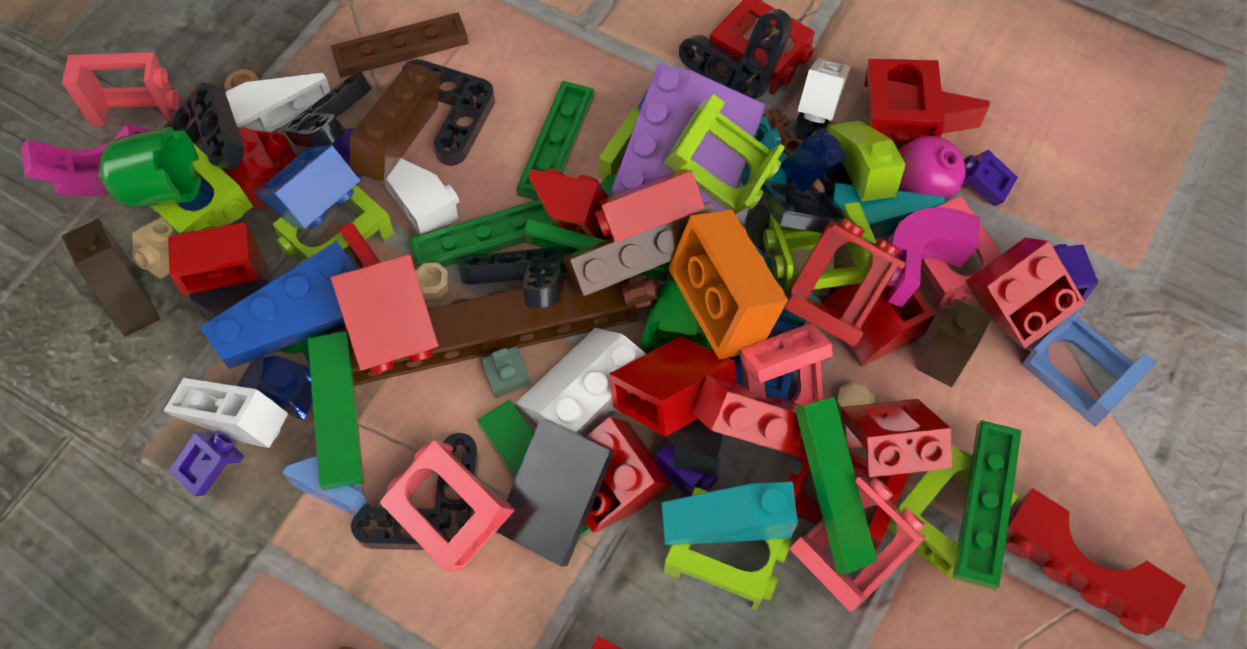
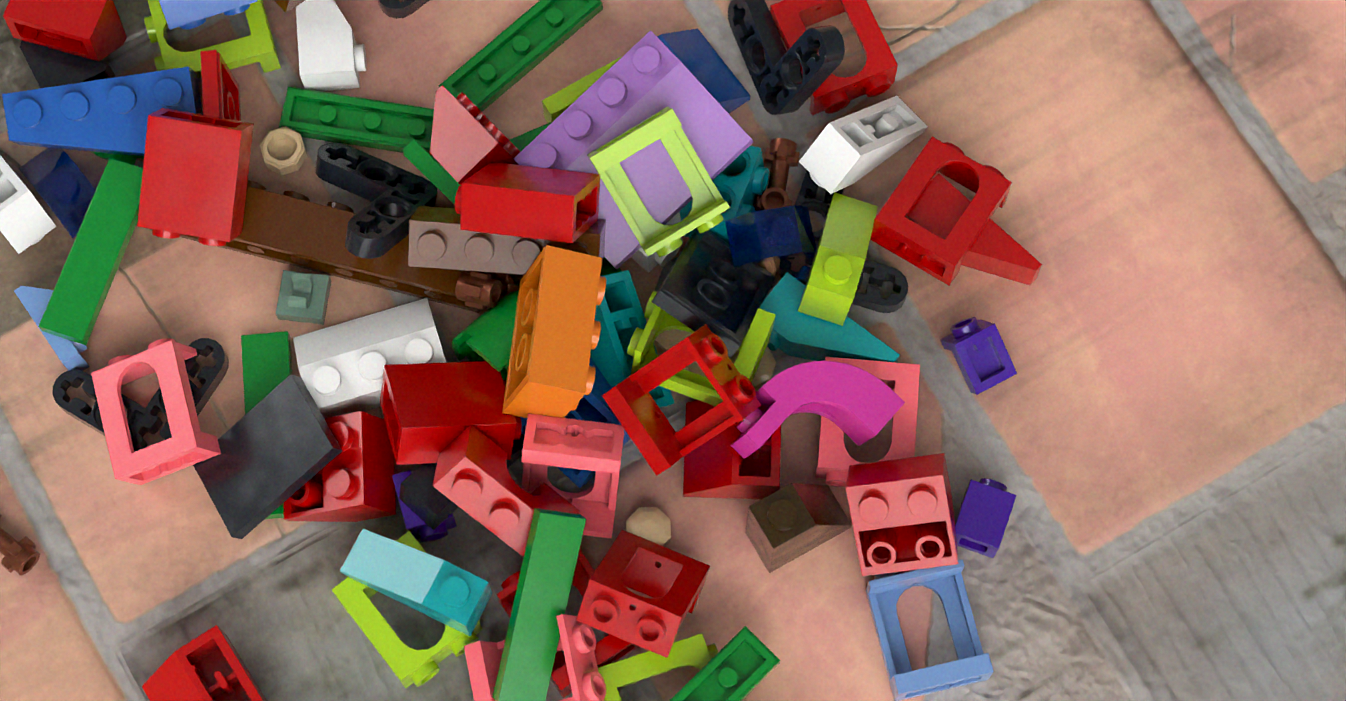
camera: 30 degrees right, 10 degrees up
(932, 167) = (892, 311): dark pink cylinder -> none

